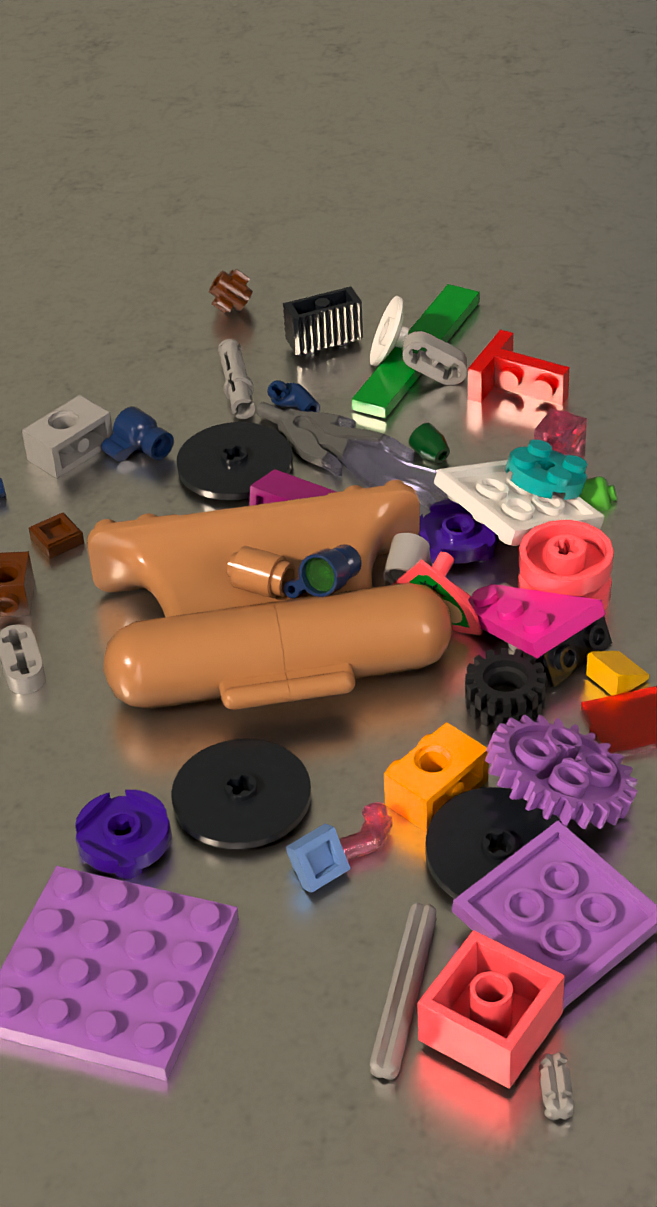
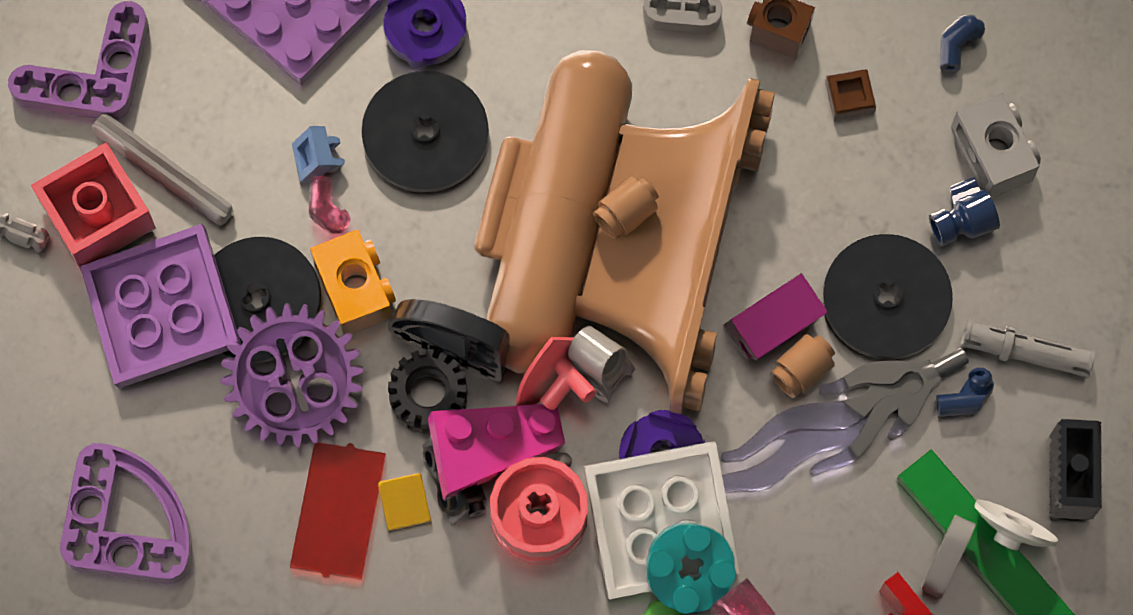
camera: 110 degrees right, 30 degrees up
(325, 572) = (589, 259): dark blue piece -> none
(326, 1091) = (105, 78): none -> medium lavender beam
(327, 472) = (803, 365): none -> medium nougat brick
(429, 443) = (815, 494): dark green hose -> none
(451, 649) = (460, 334): none -> black beam

